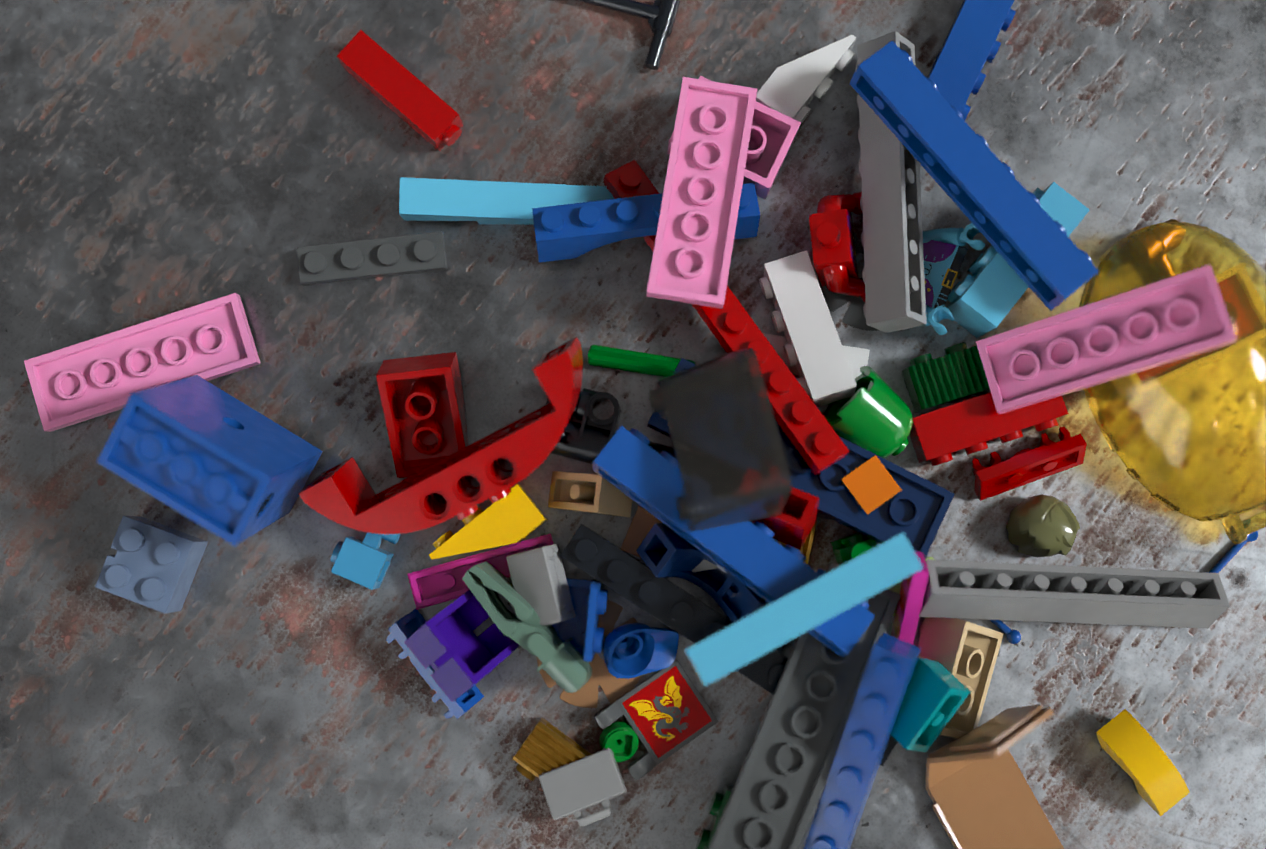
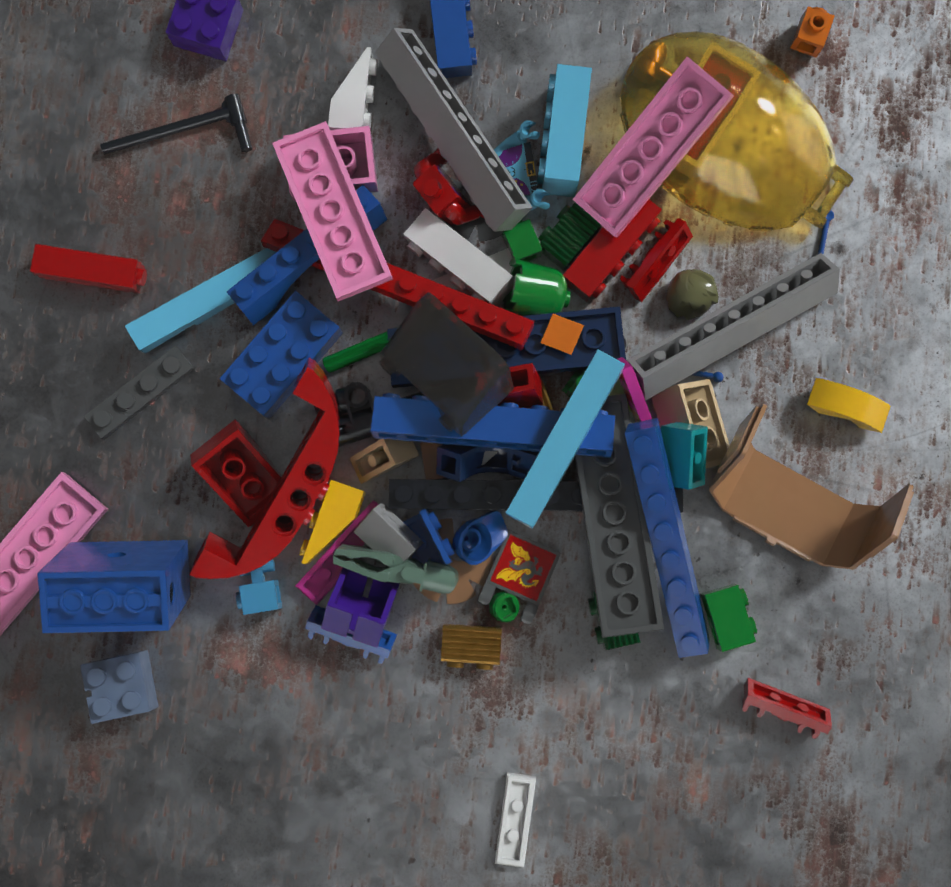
camera: 35 degrees left, 0 degrees up
(547, 310) = (275, 357): none -> blue brick
(583, 785) = (498, 649): light grey piece -> none
(890, 353) = (523, 241): none -> green brick
(972, 175) = (500, 91): blue brick -> none

